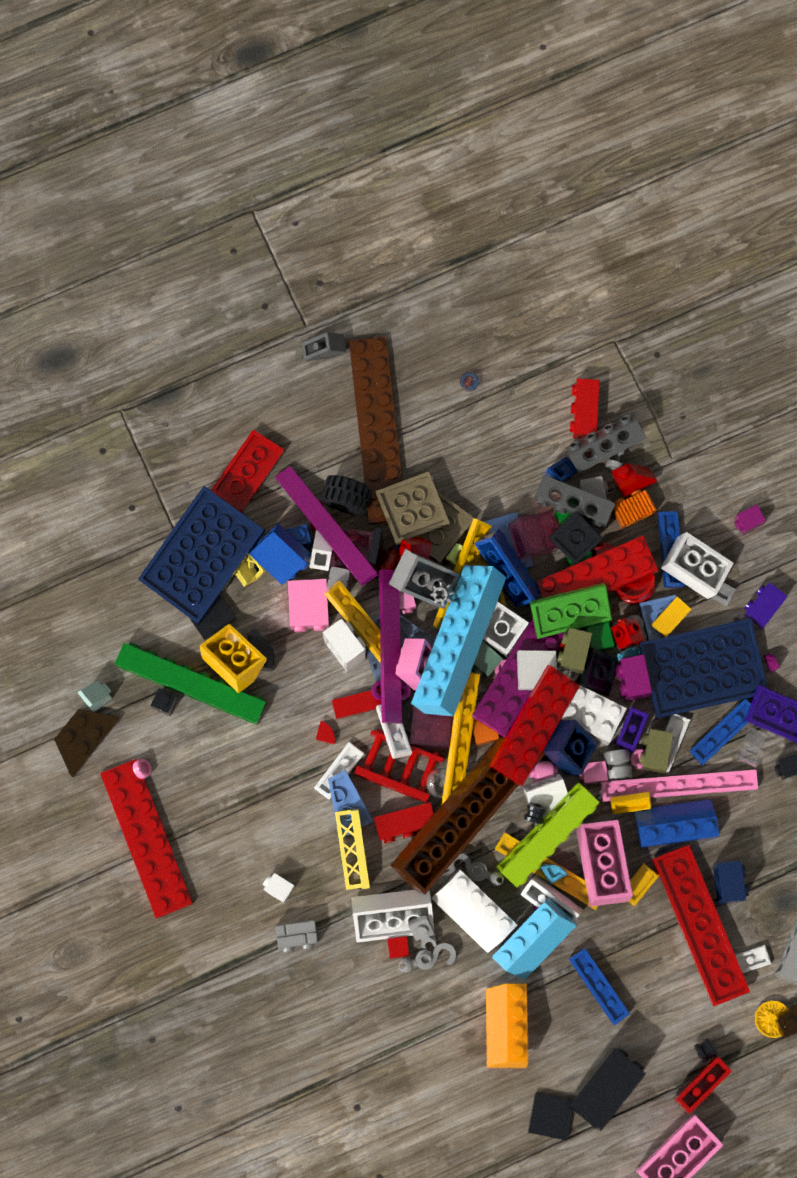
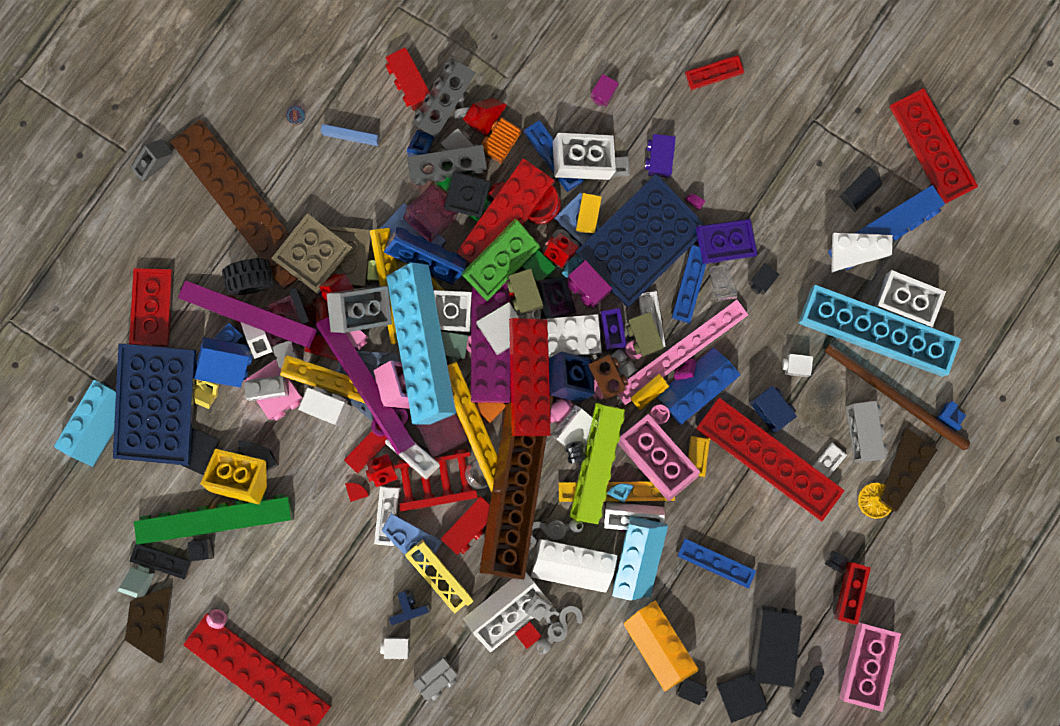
camera: 30 degrees left, 5 degrees up
(124, 691) = (160, 561): none -> black tile
(136, 539) = (90, 425): none -> medium azure slope
(304, 598) = (266, 388): none -> light grey brick
(309, 863) = (407, 601): none -> dark blue bracket
(358, 728) = (381, 470): none -> red brick
(370, 593) = (321, 348): none -> red tile
(438, 593) = (387, 310): light grey gear -> none
(506, 426) = (349, 134): none -> medium blue tile
(511, 1083) = (692, 691): none -> black brick
(598, 766) = (604, 378): none -> reddish brown brick
(612, 1146) = (808, 690): none -> black hinge
(628, 824) = (662, 413): none -> bright pink wheel
(674, 804) = (686, 370): none -> magenta tile
(775, 859) = (797, 365): none -> white brick

